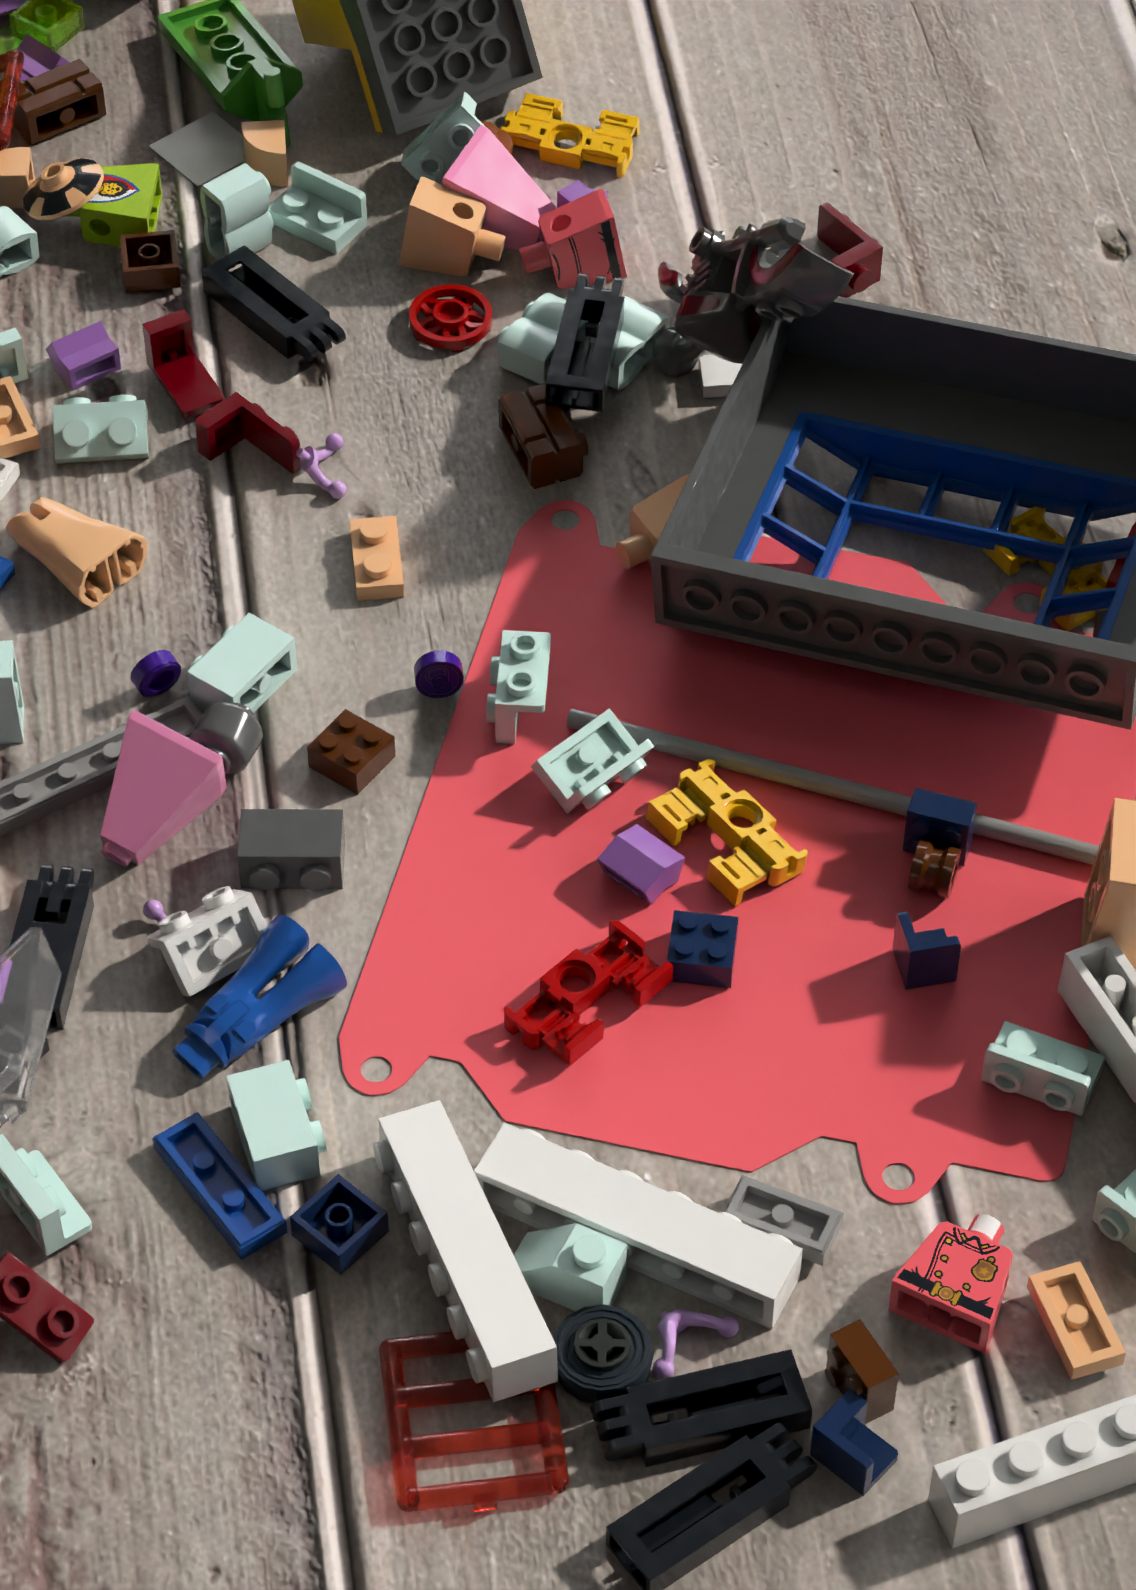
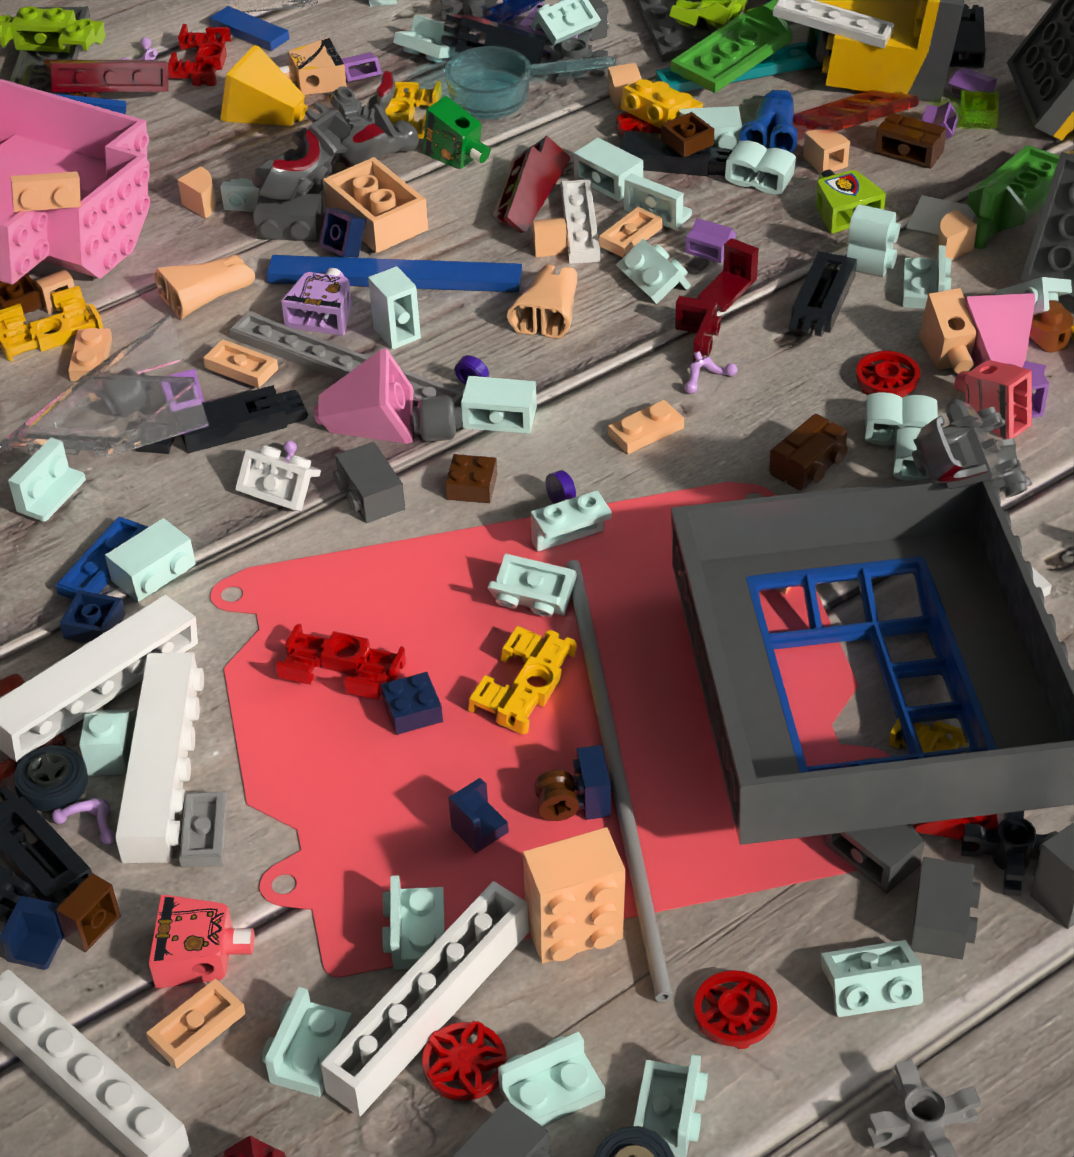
camera: 65 degrees right, 5 degrees down
(63, 188) = (828, 166): dish -> none
(150, 261) = (811, 231): reddish brown piece -> none
(238, 1020) = (256, 515): blue piece -> none
(580, 369) = (882, 428): black hinge -> none
(641, 863) = (461, 643): medium lavender piece -> none

